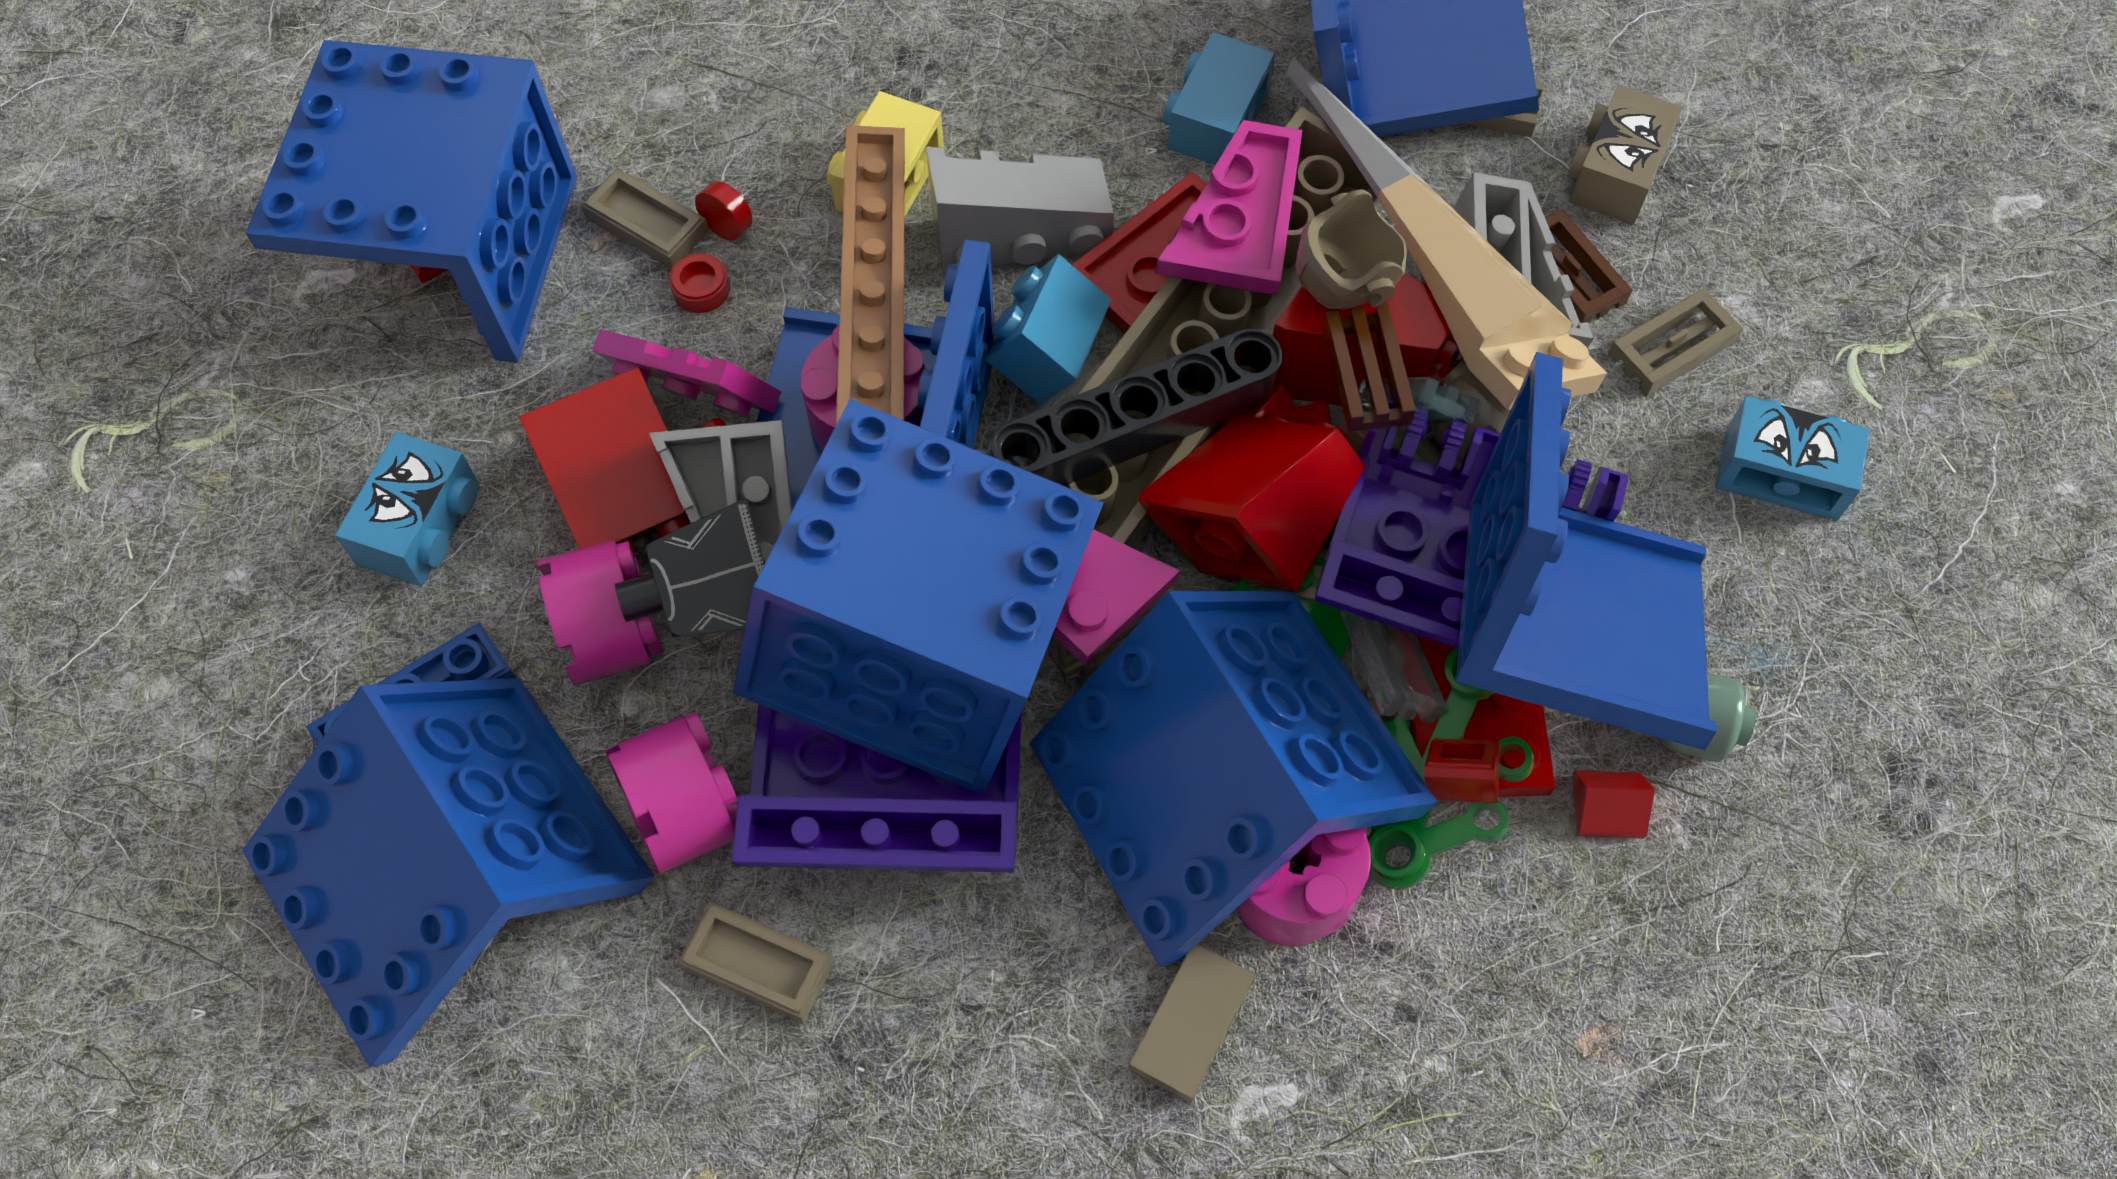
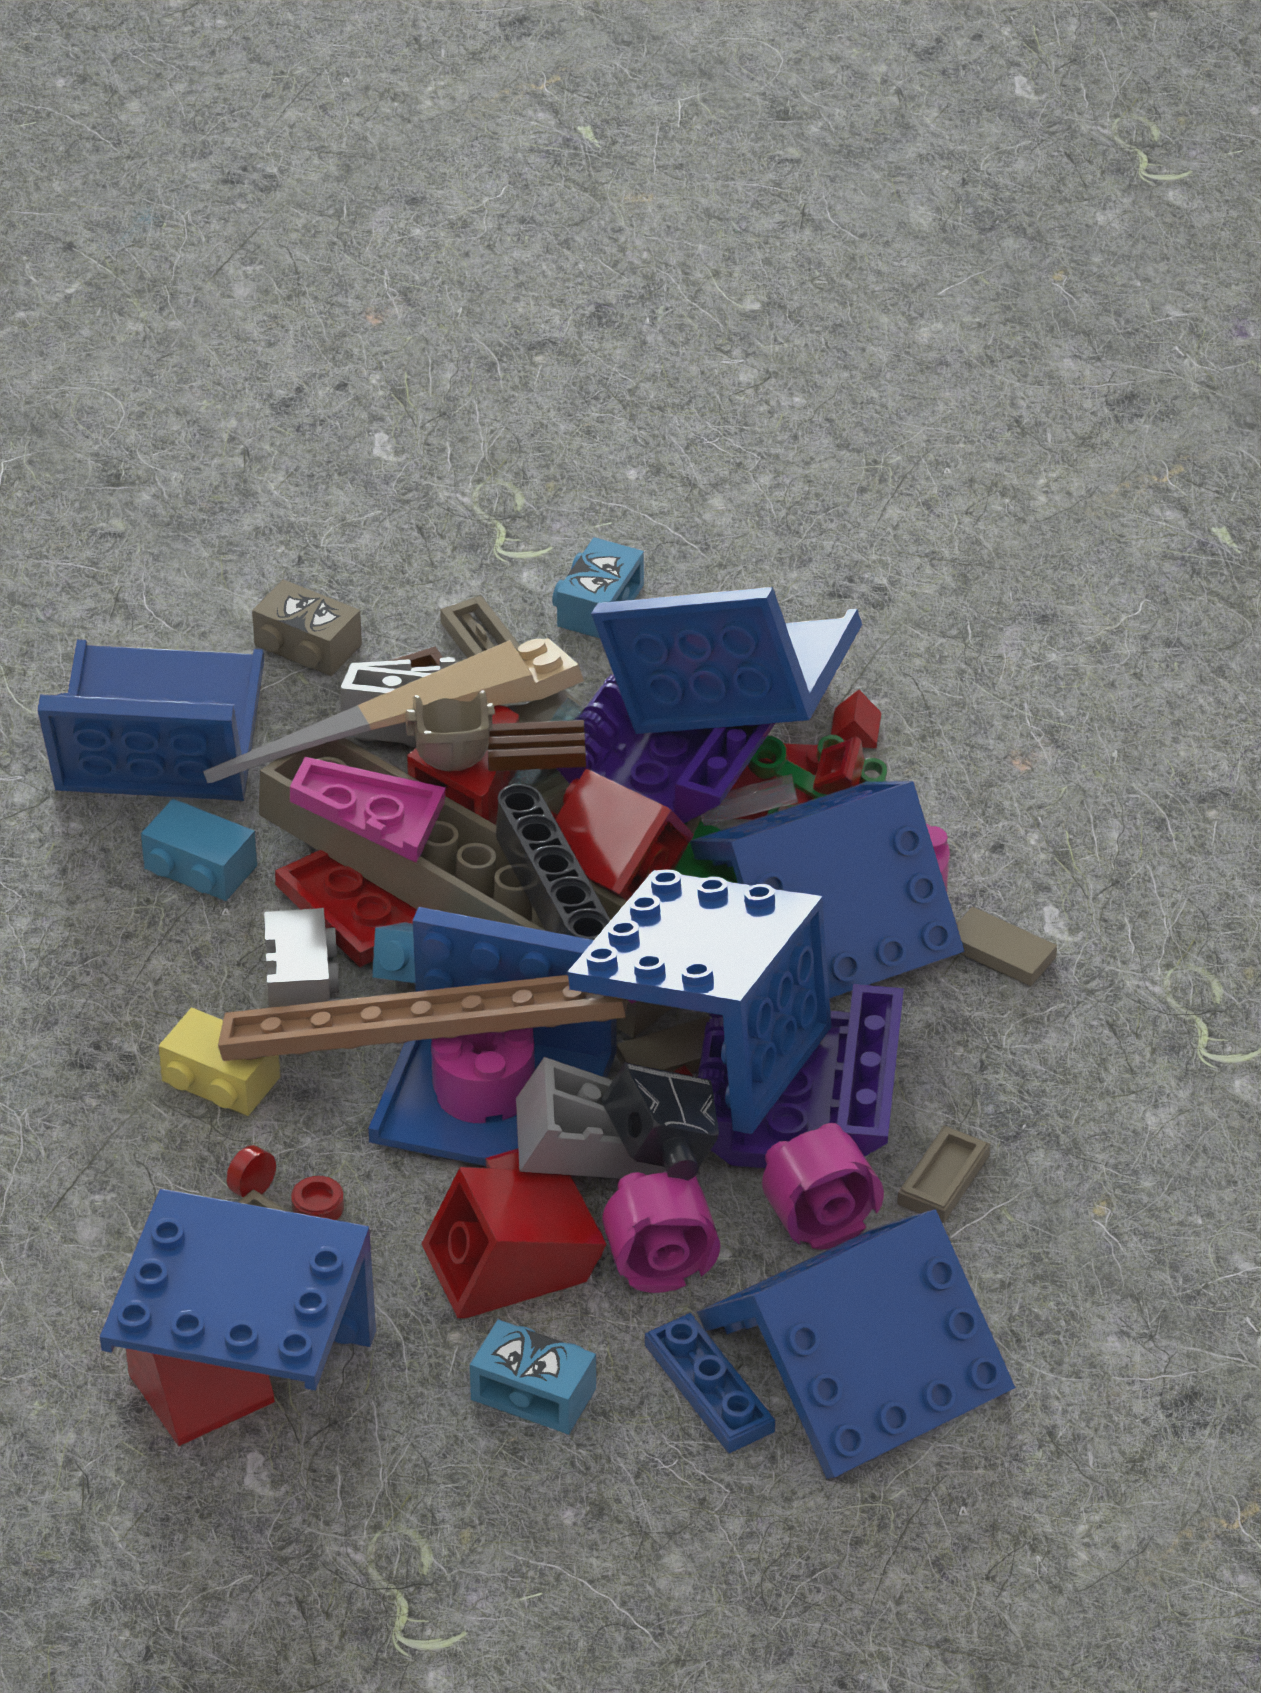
camera: 85 degrees left, 20 degrees down
(688, 374) = (432, 1187): dark pink wing -> none

